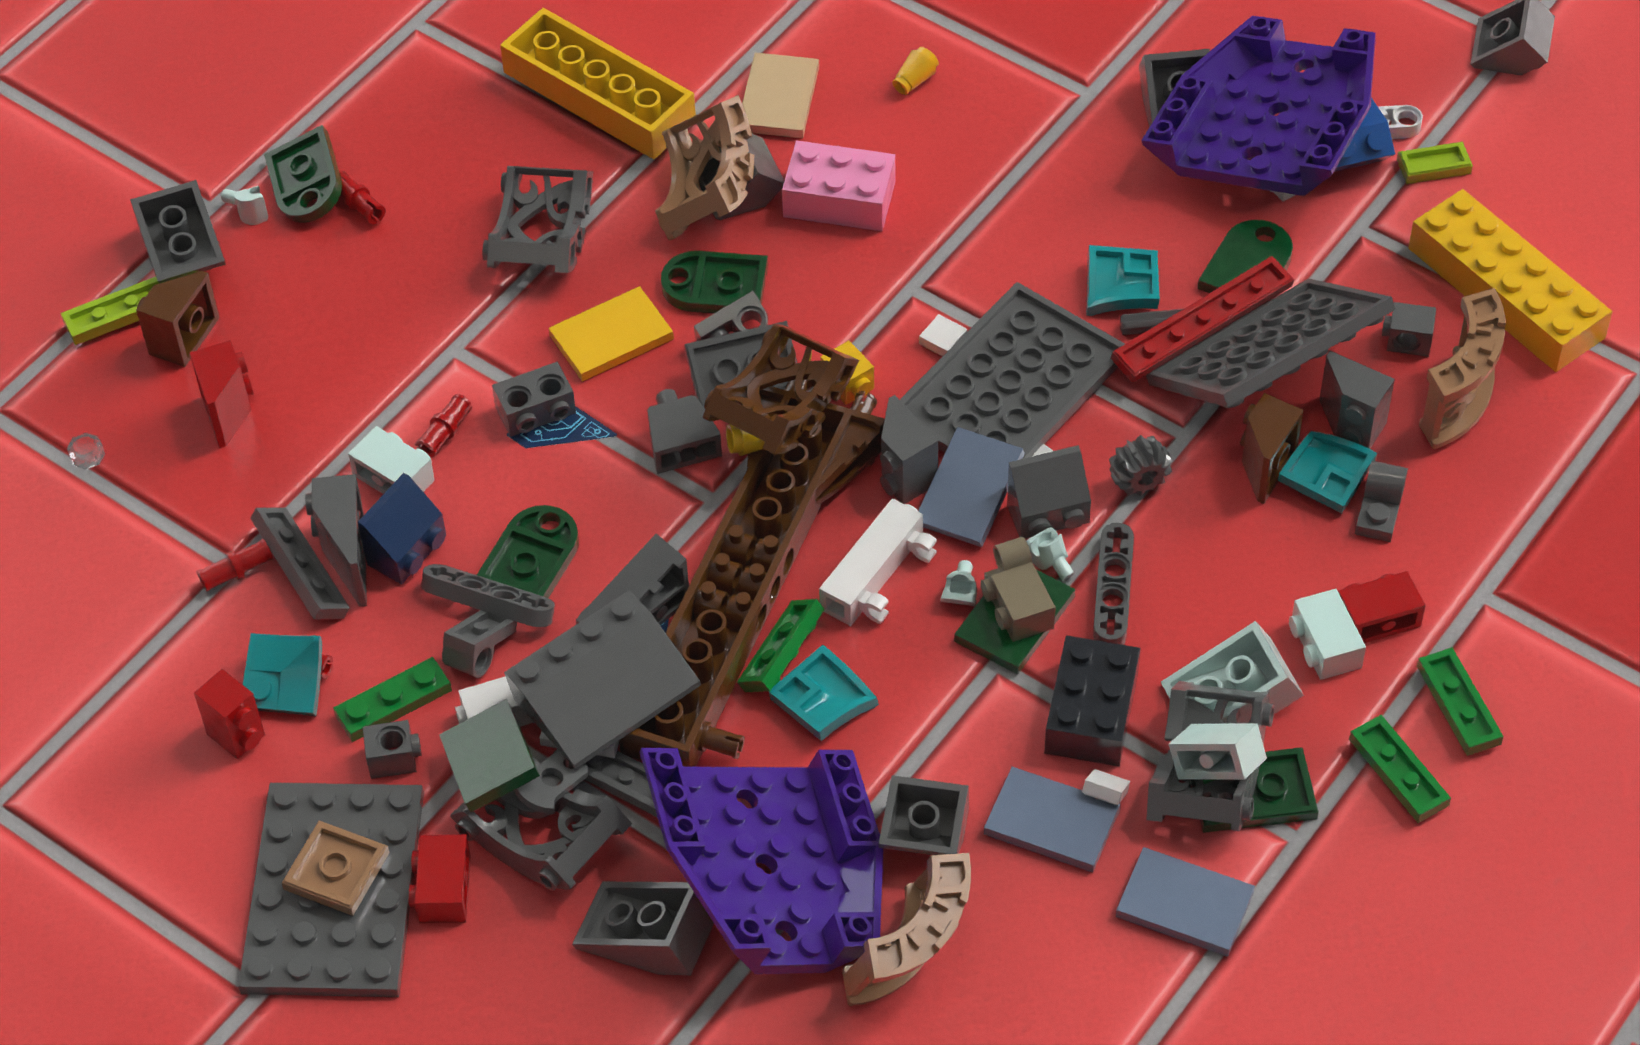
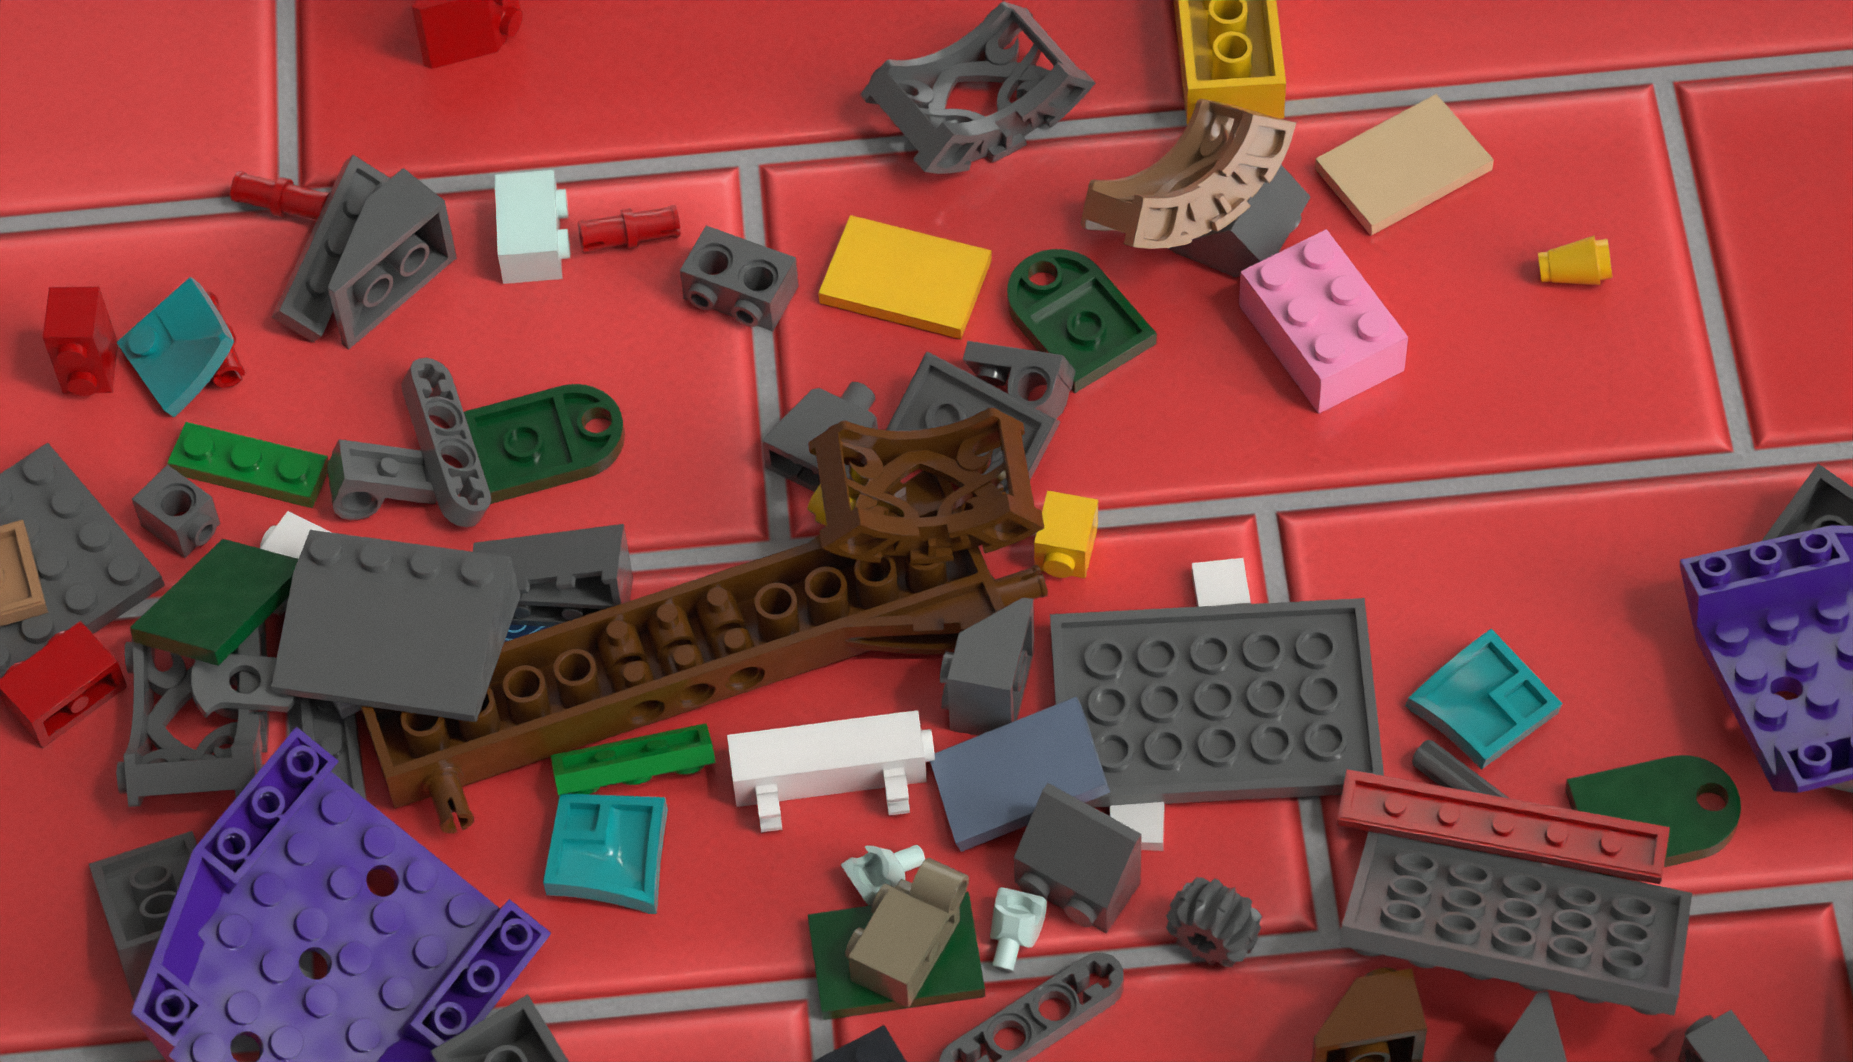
camera: 50 degrees right, 5 degrees up
(401, 530) = (444, 298): dark blue slope -> none
(571, 429) = (751, 347): dark blue sticker -> none

